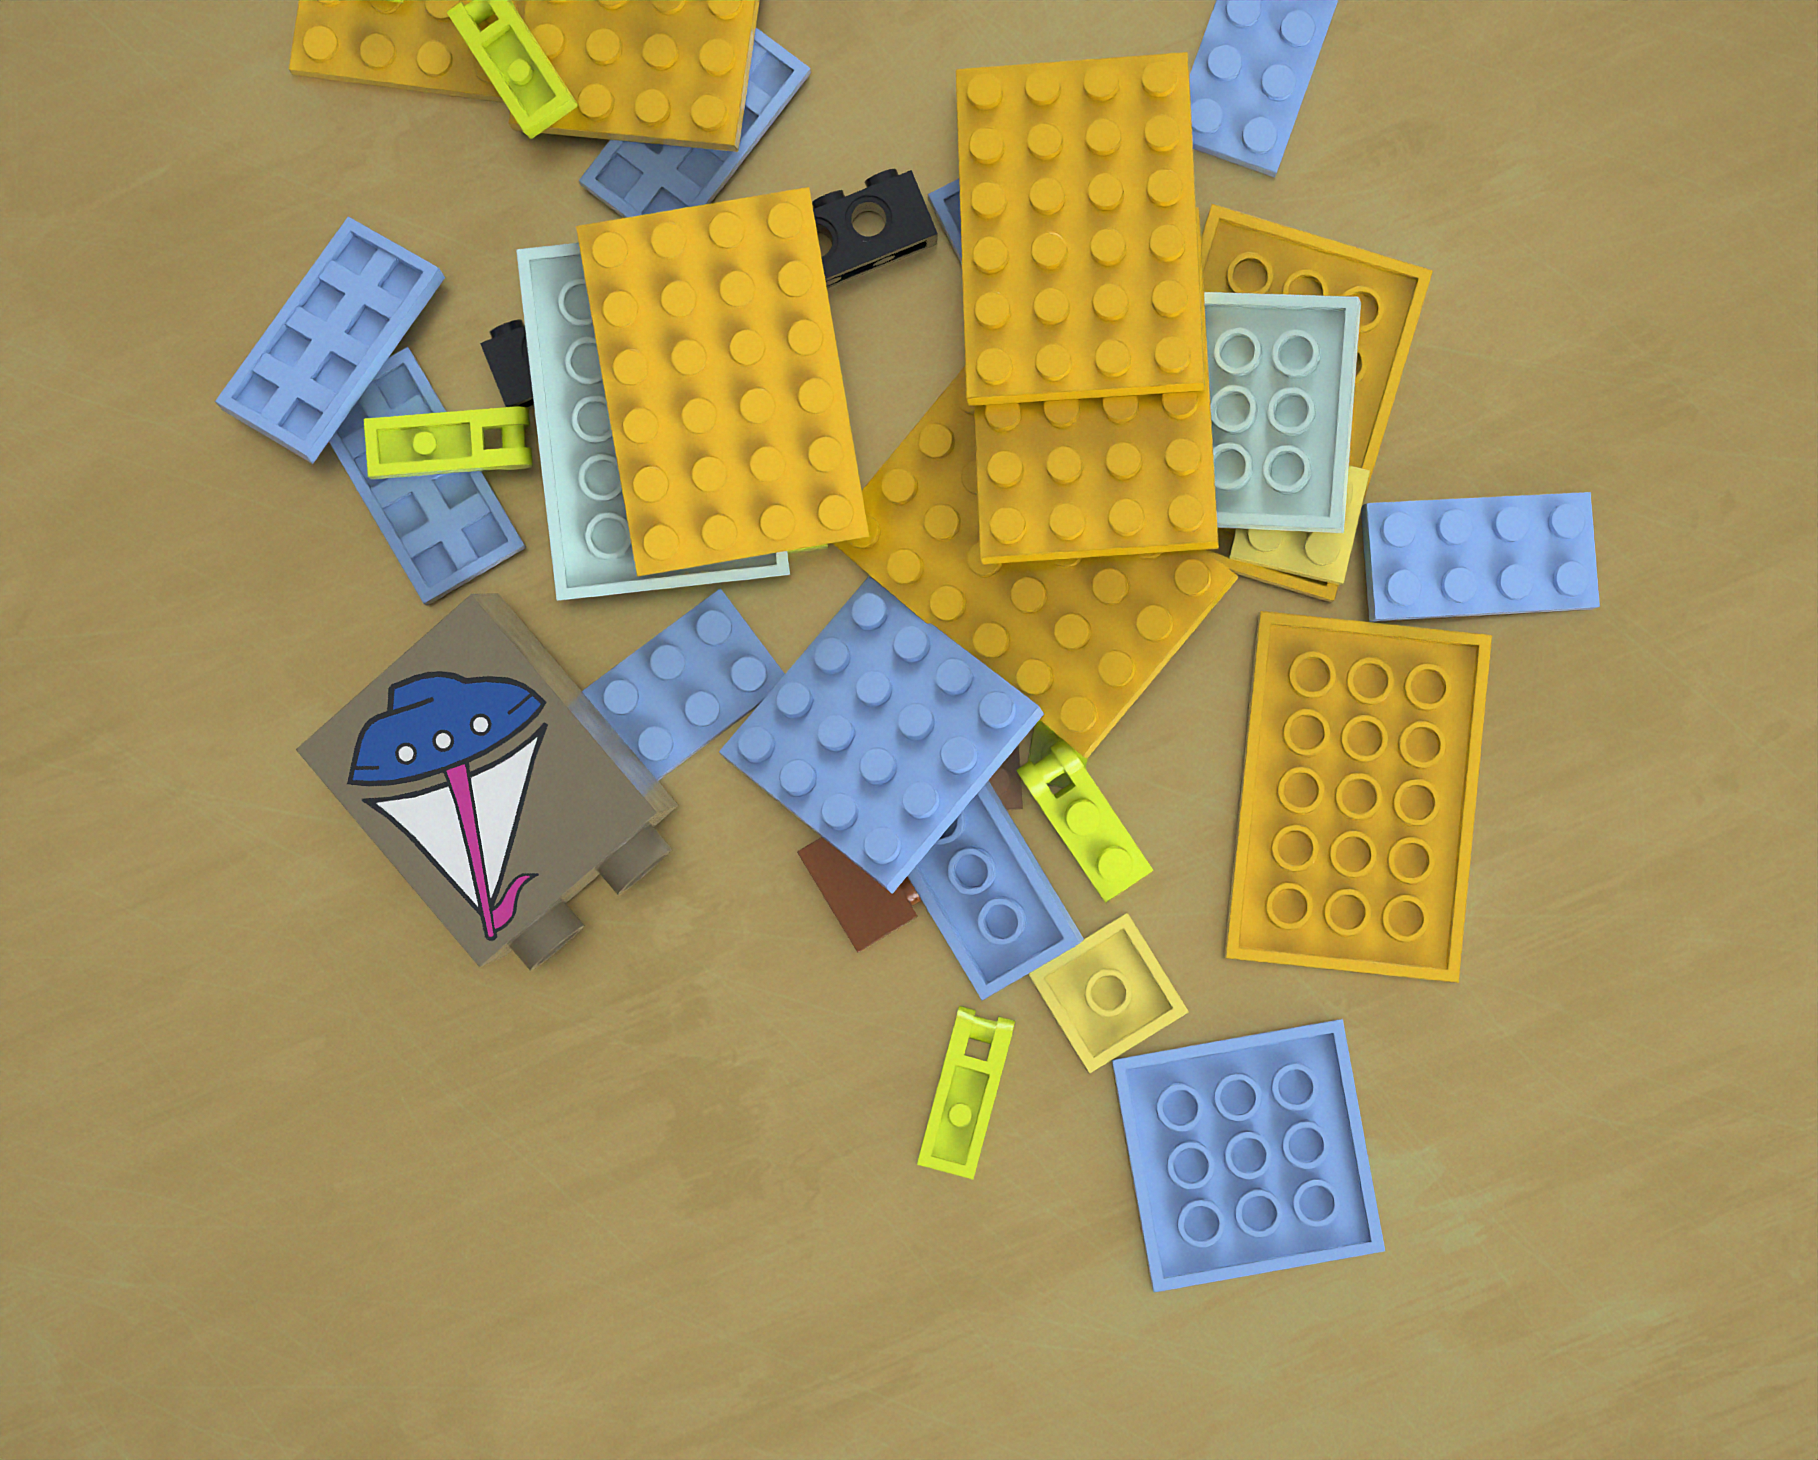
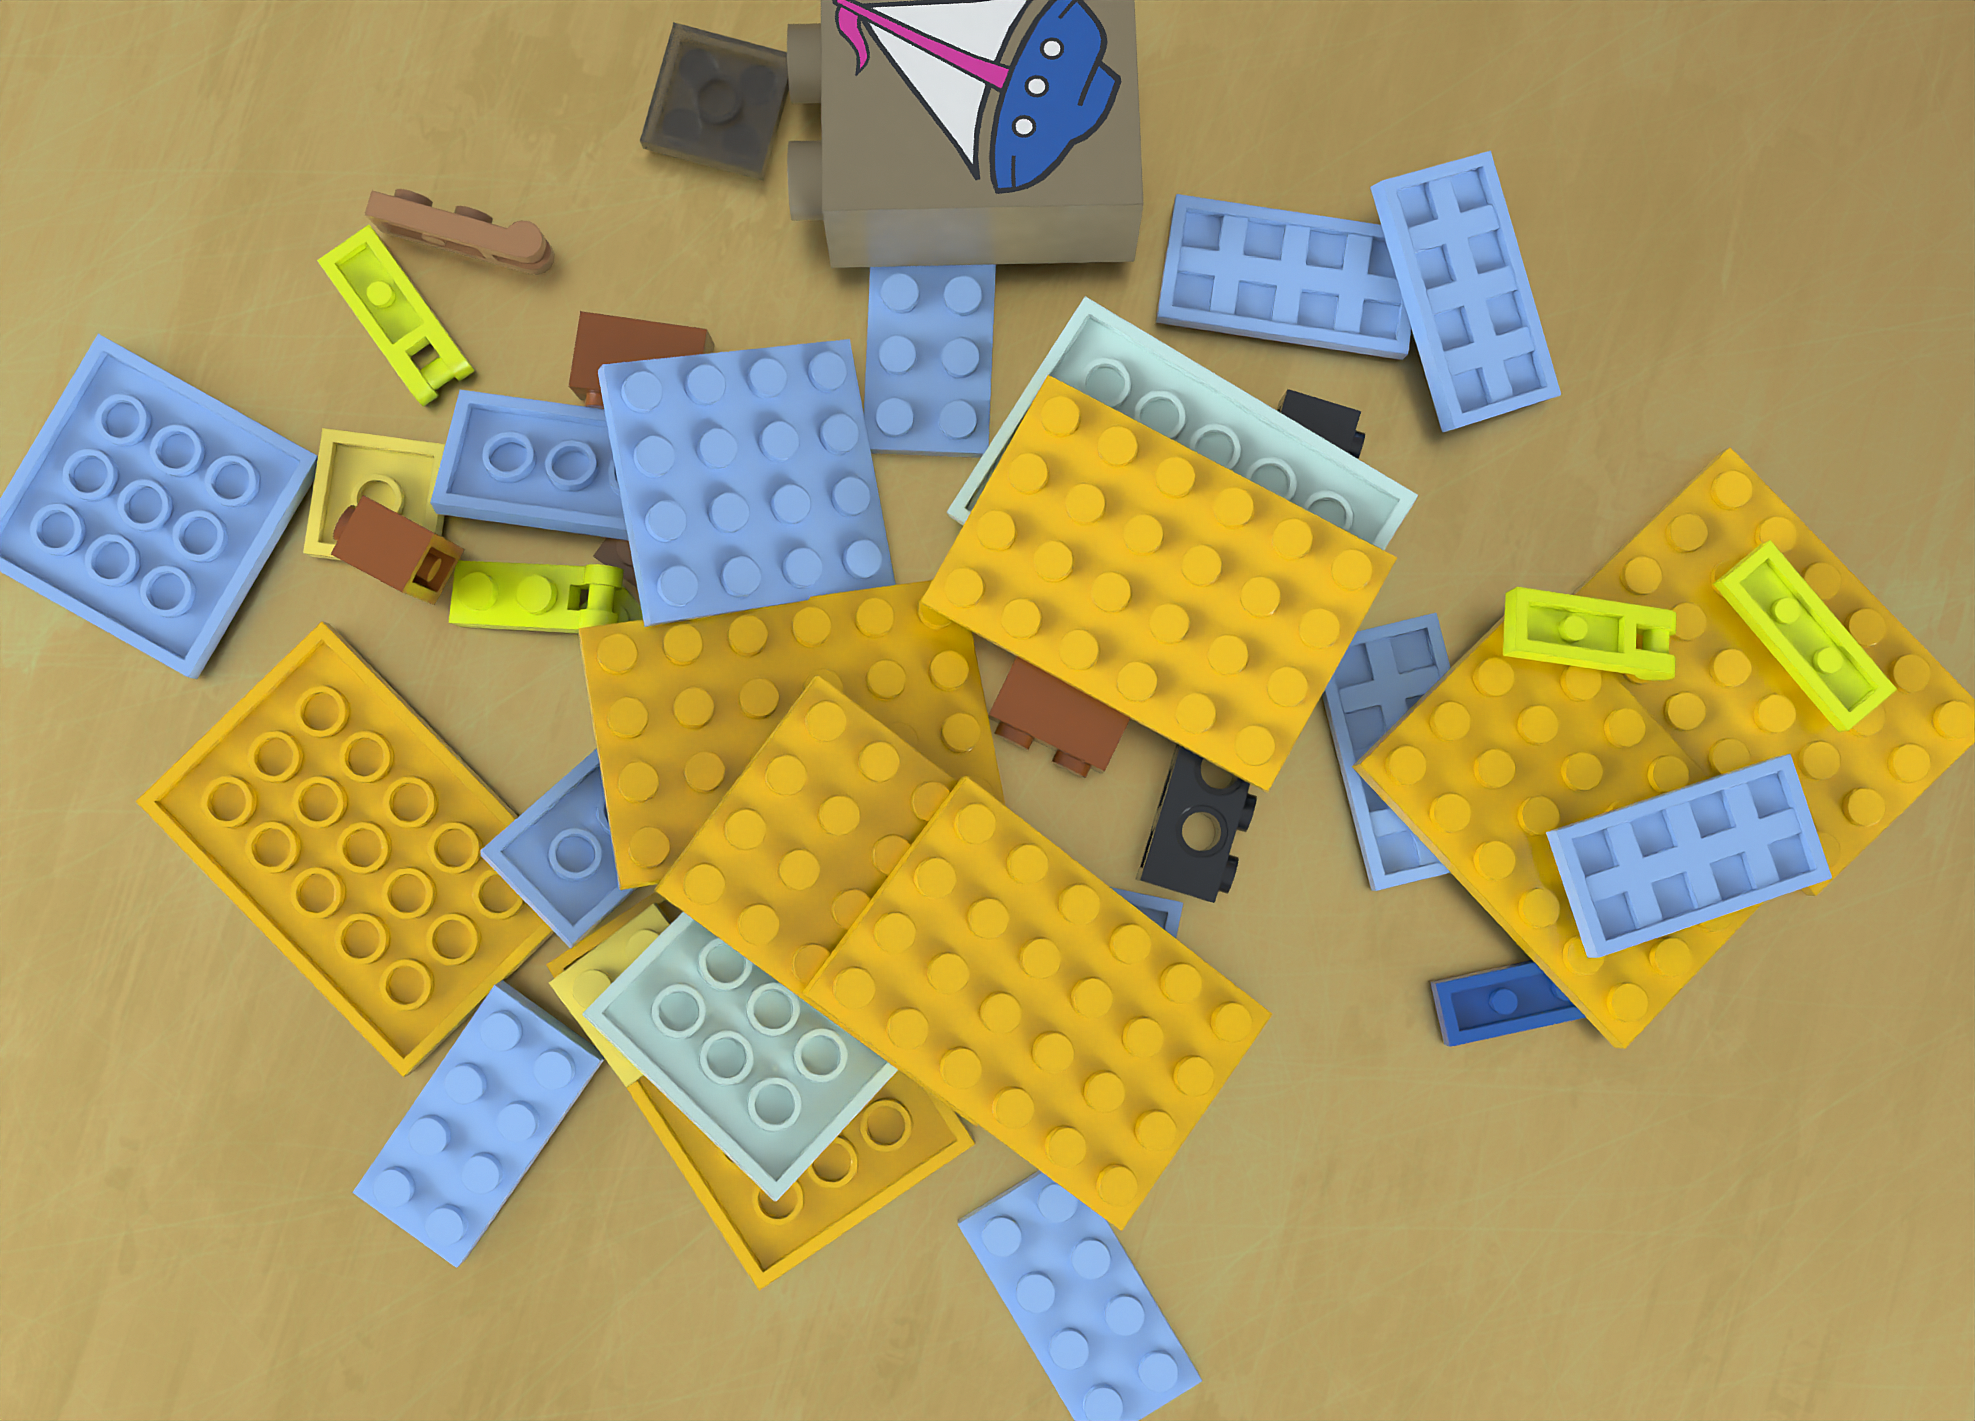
camera: 125 degrees right, 0 degrees up
(445, 442) = (1298, 313): neon yellow plate -> none
(620, 990) = (717, 101): none -> clear smoke plate
(865, 1093) = (461, 232): none -> medium nougat plate
(874, 402) = (1057, 716): none -> dark orange brick
(1133, 929) = (395, 550): none -> dark orange brick
(1243, 645) = (563, 855): none -> light blue plate

